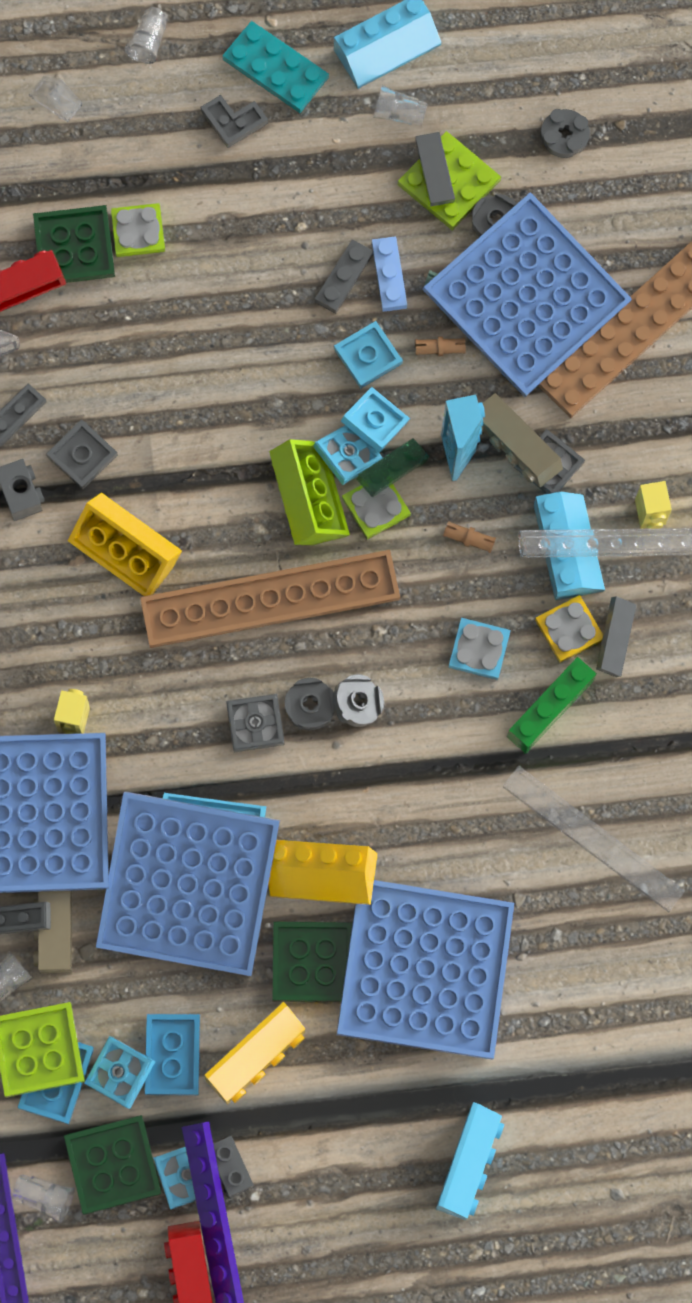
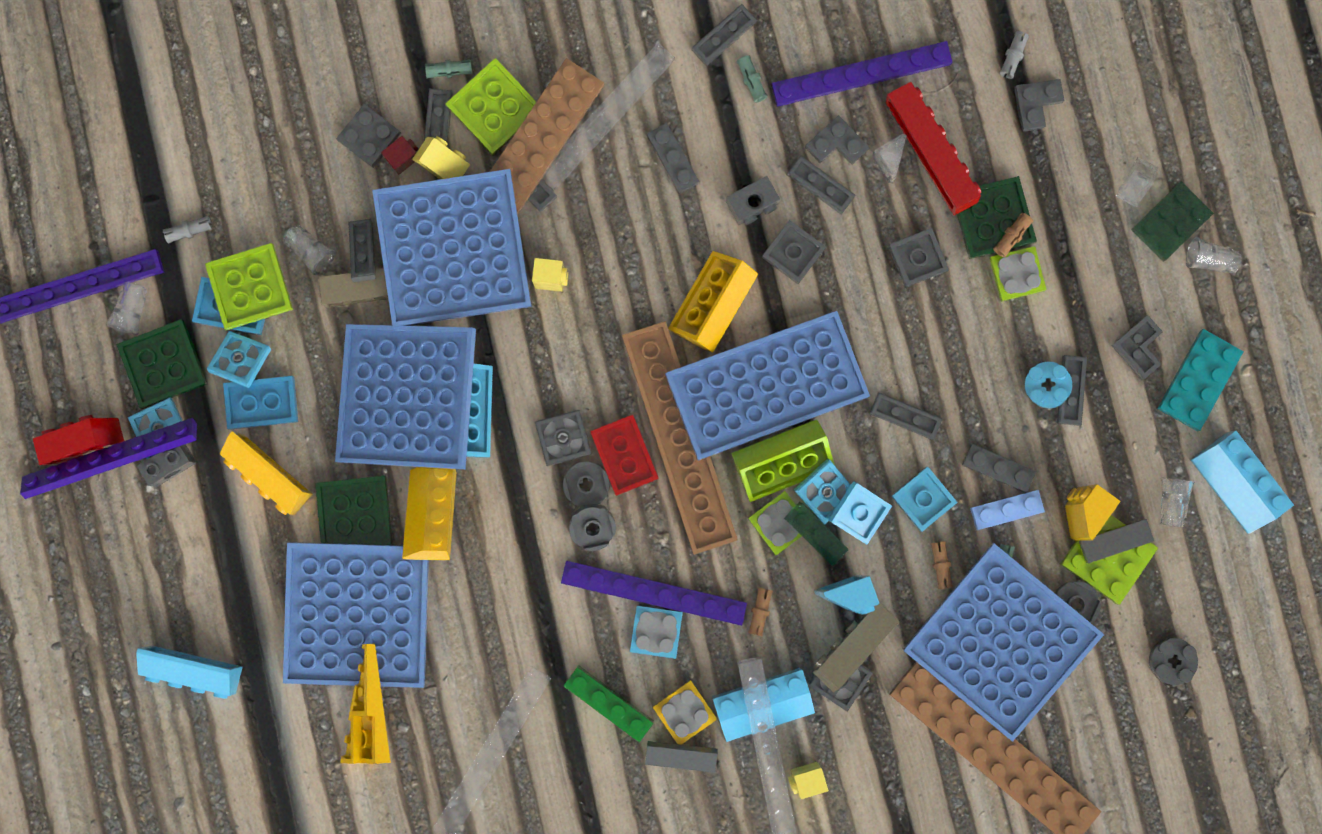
camera: 85 degrees right, 10 degrees up
(97, 226) = (1013, 235): none -> medium nougat pin
(103, 70) = (1172, 221): none -> clear green plate
(106, 327) = (918, 257): none -> dark grey plate
(225, 498) = (767, 385): none -> medium blue plate
(251, 204) = (1058, 393): none -> medium azure plate
(270, 193) = (1072, 409): none -> dark grey tile
(276, 363) = (905, 416): none -> dark grey tile
(282, 659) = (624, 455): none -> red plate
(401, 189) = (1088, 511): none -> yellow slope
(436, 647) = (654, 593): none -> dark purple plate
(552, 968) = (368, 732): none -> yellow wedge

